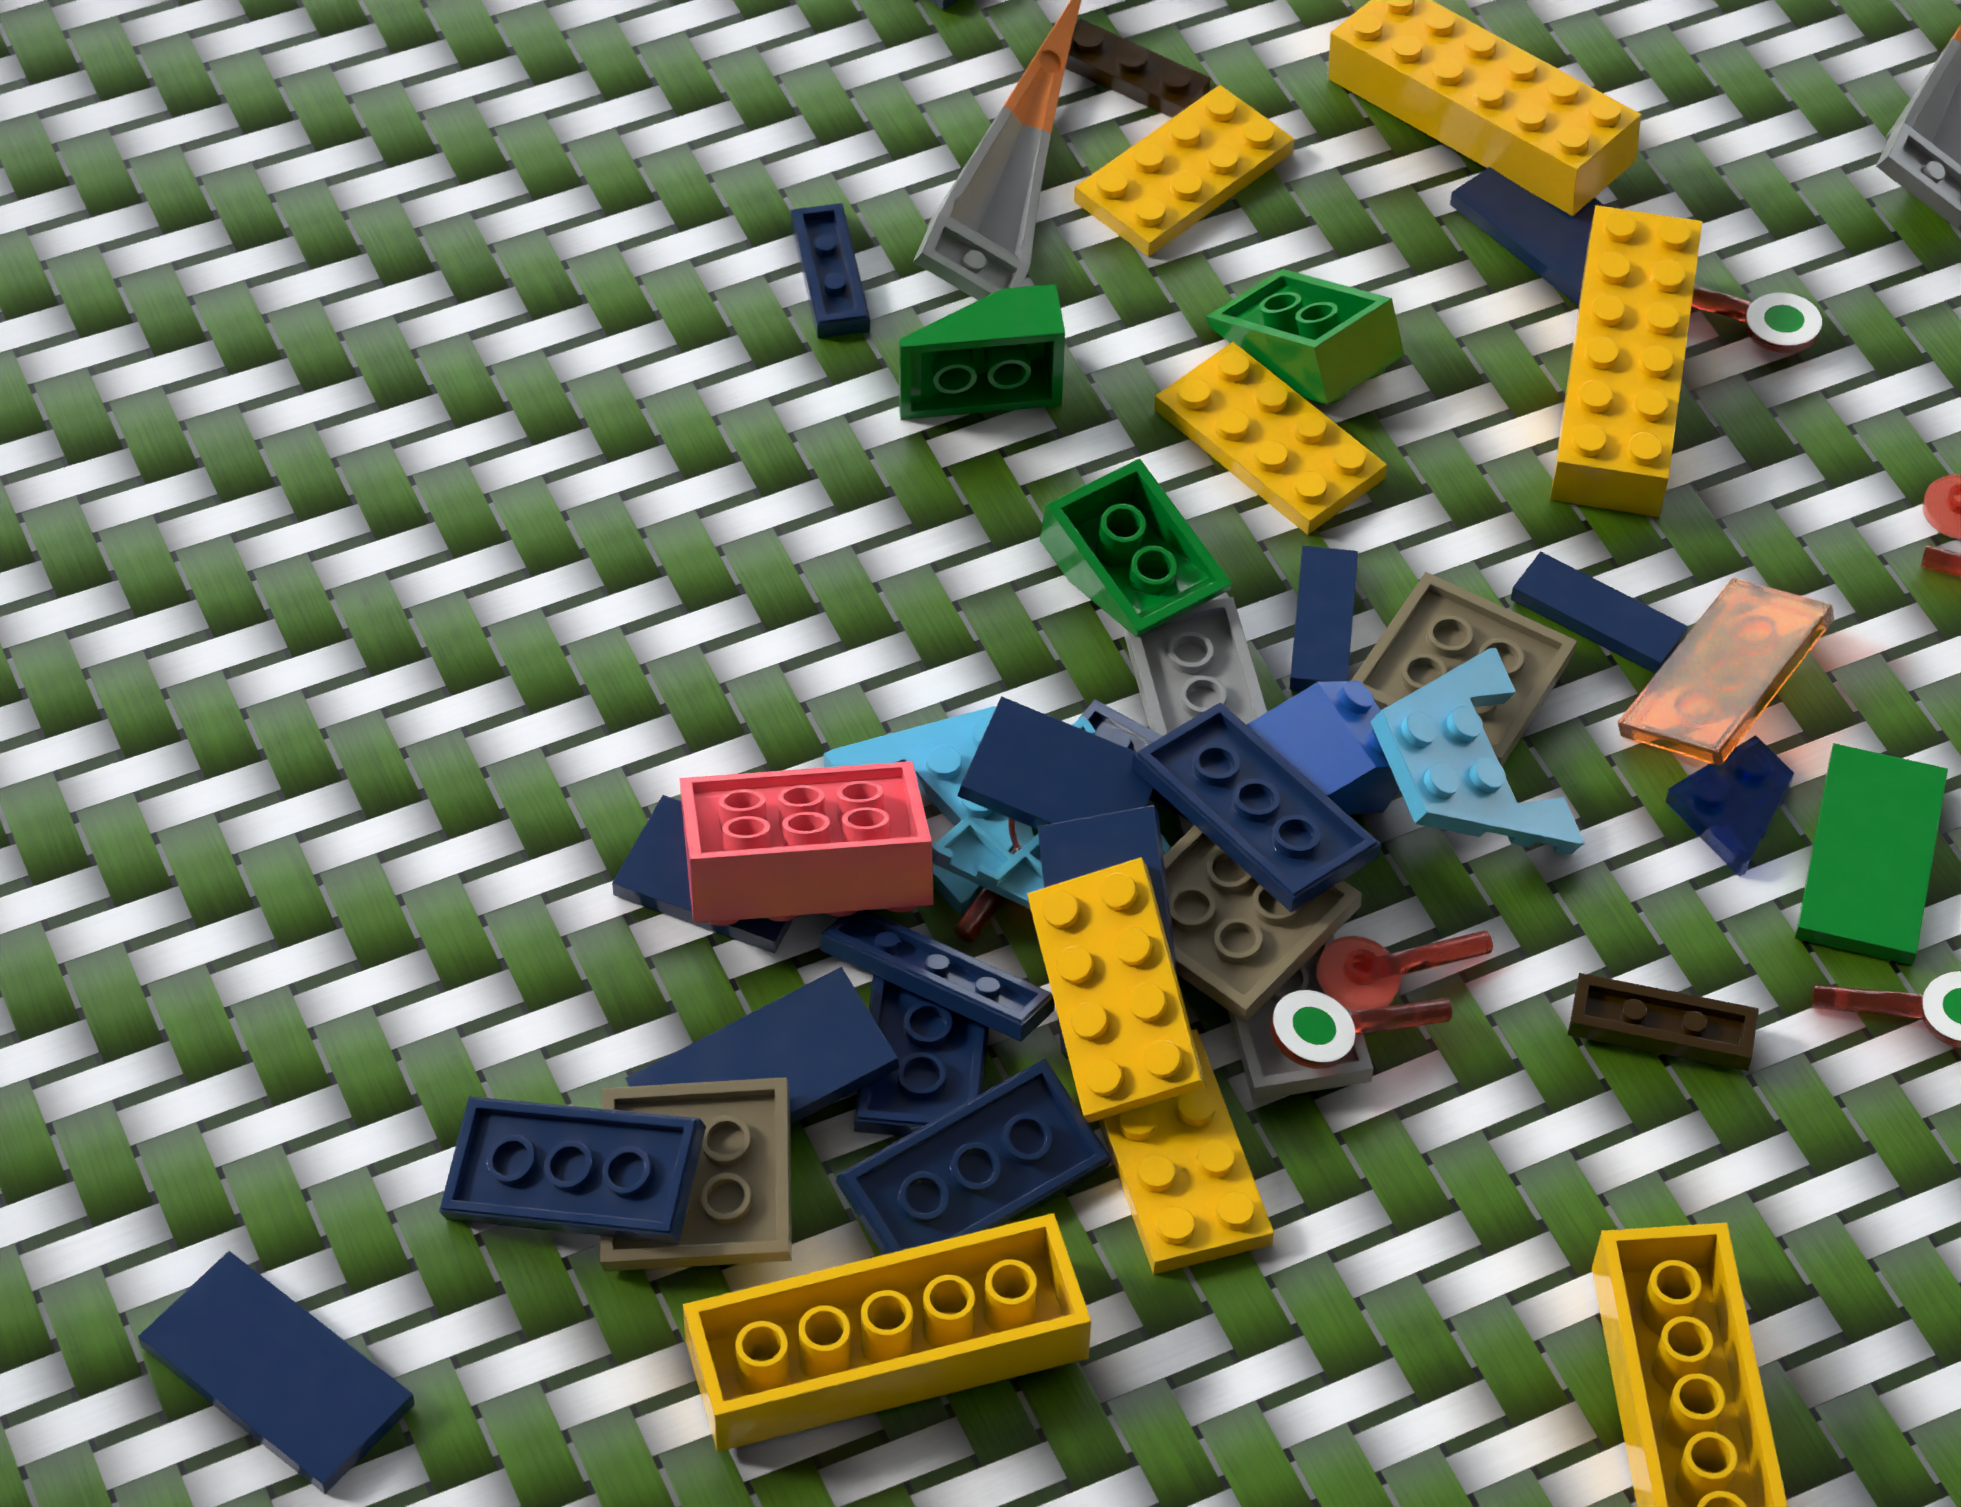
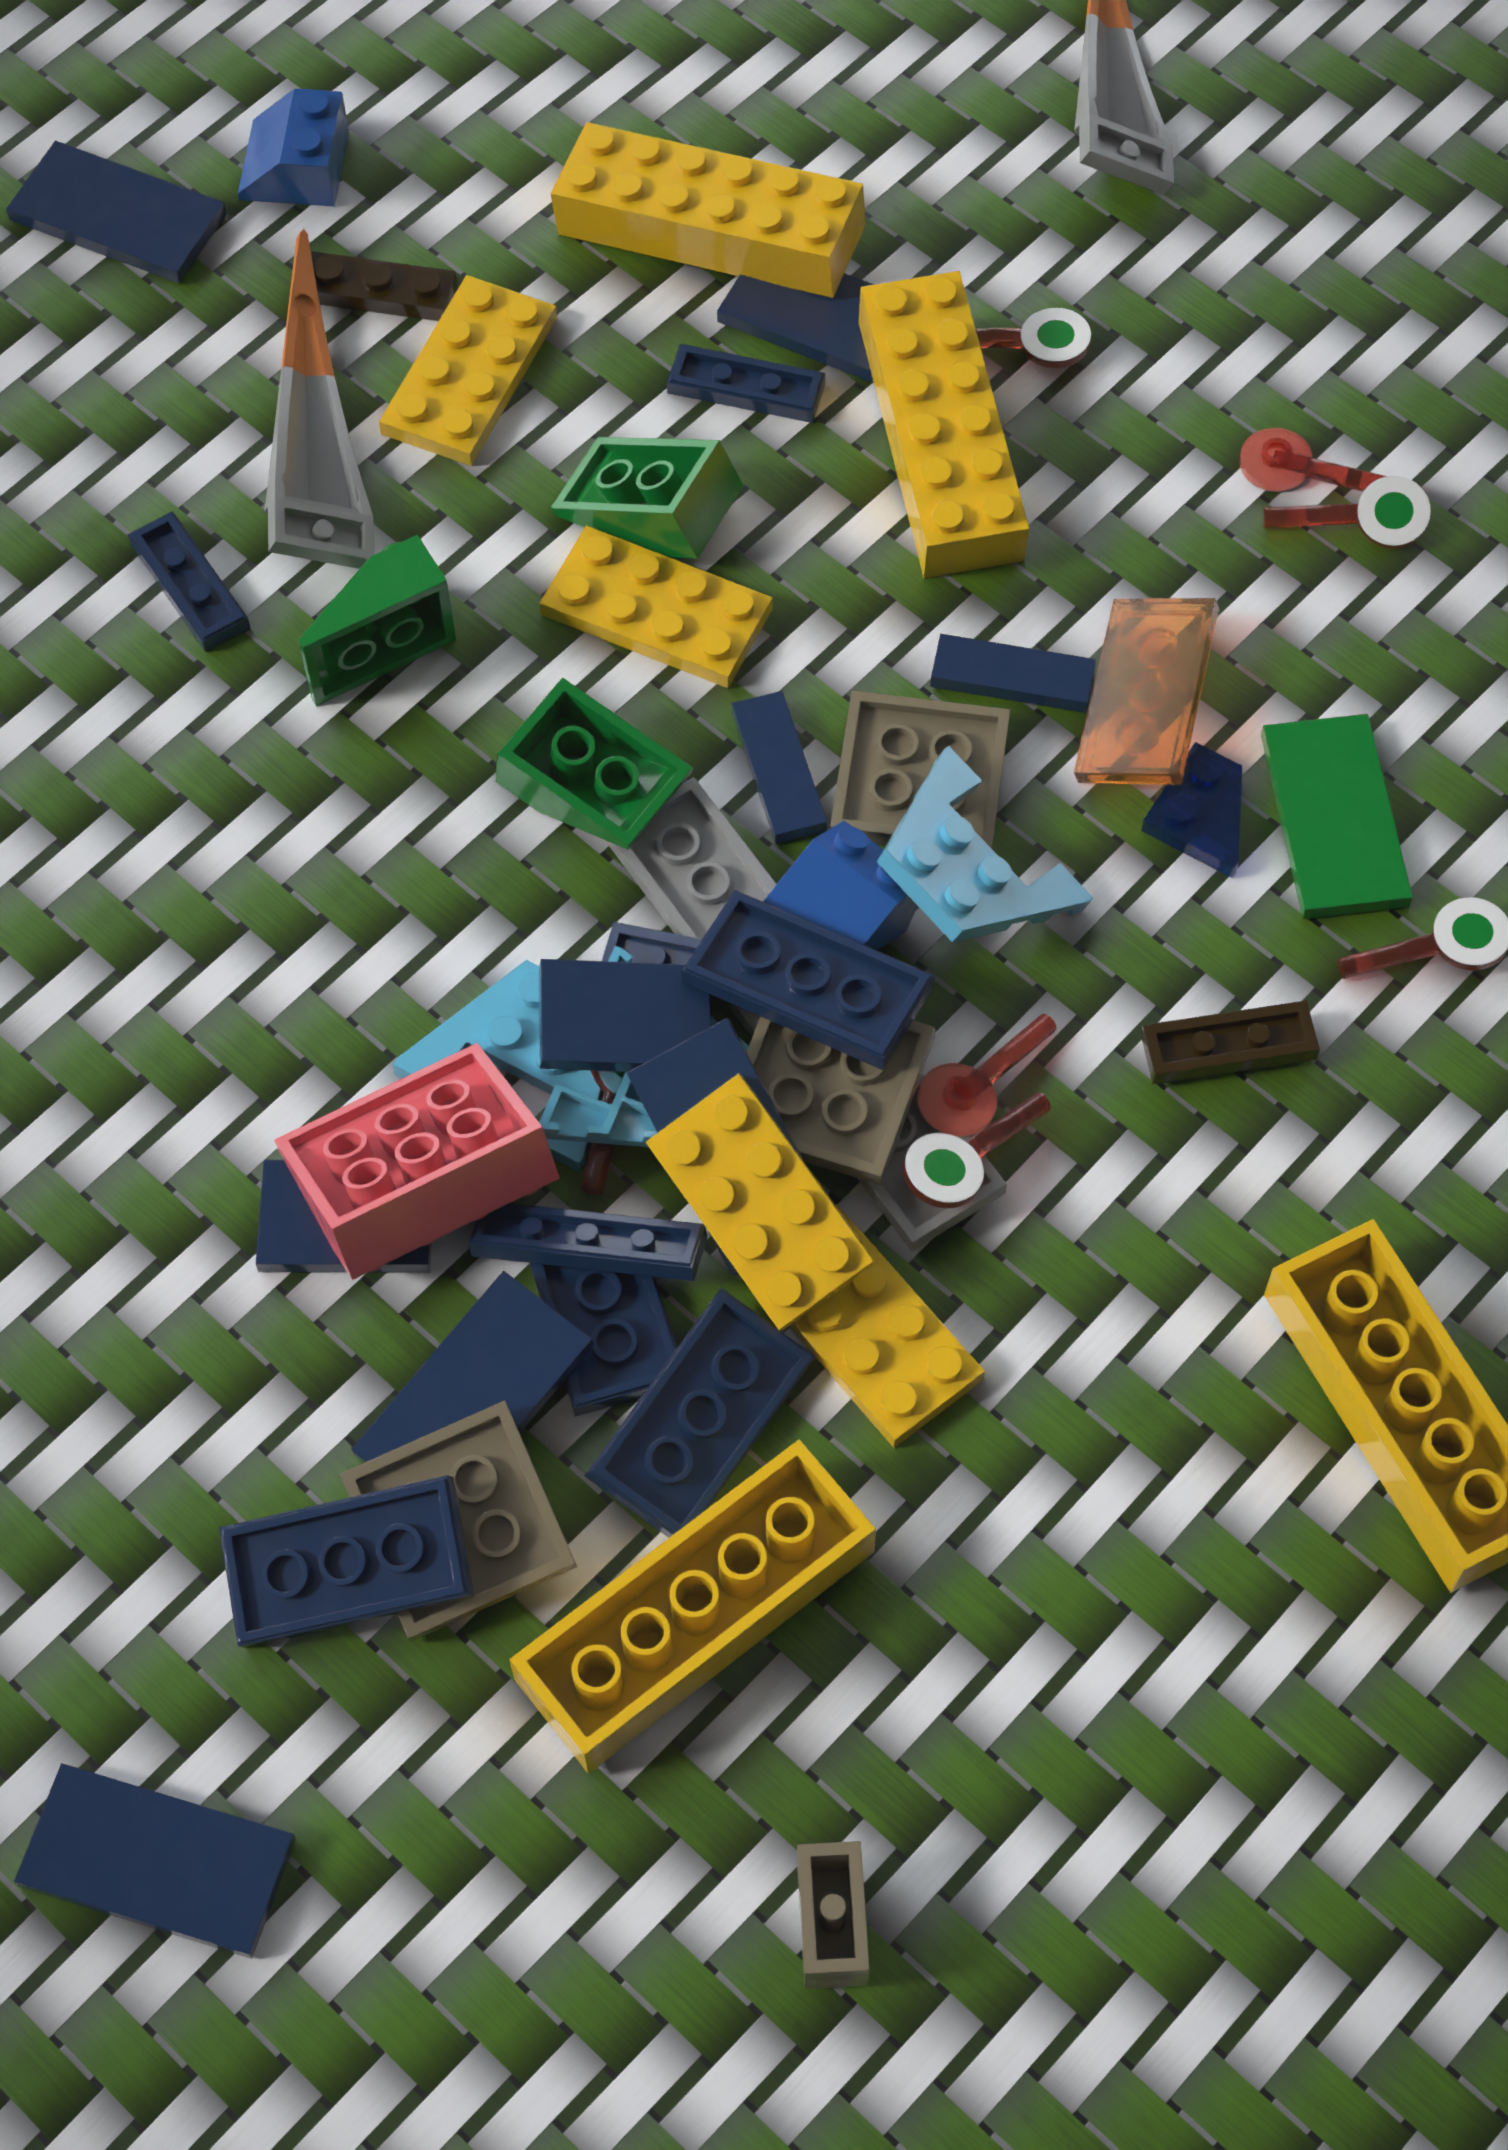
camera: 20 degrees left, 10 degrees up
(1452, 267) = (746, 383): none -> dark blue tile

